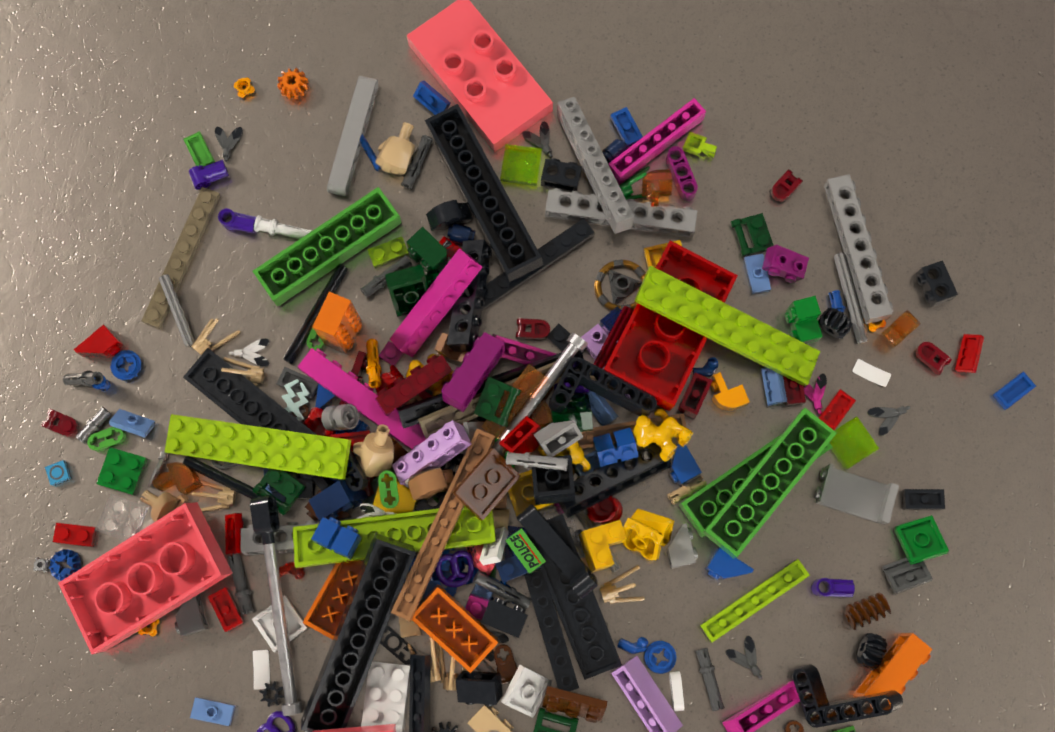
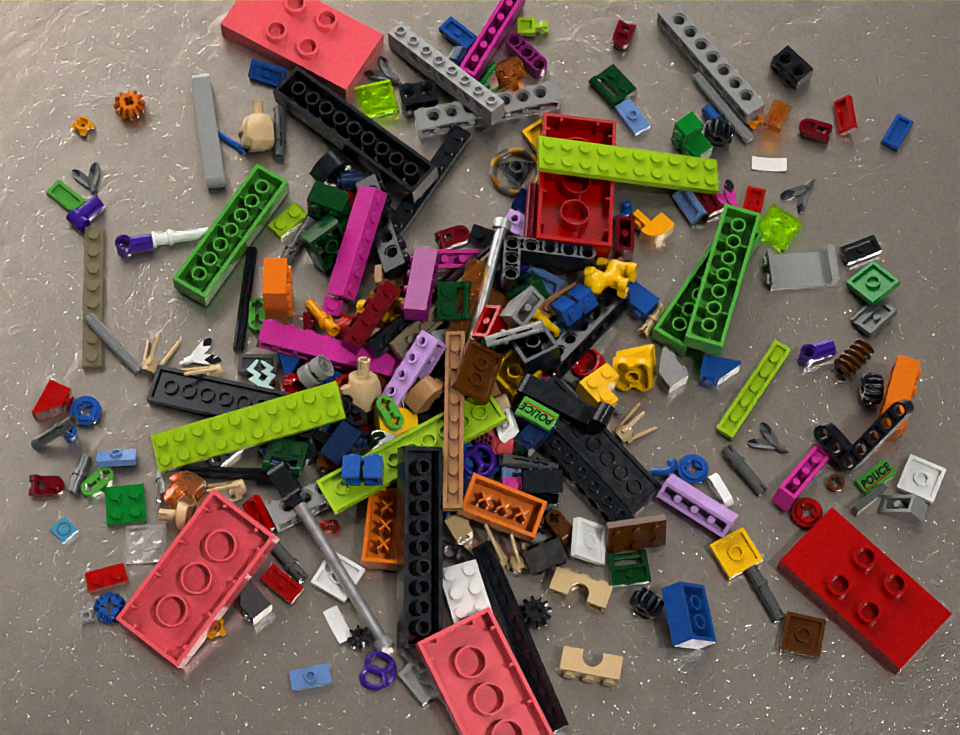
camera: 30 degrees left, 10 degrees down
(785, 263) = (653, 97): magenta brick -> none

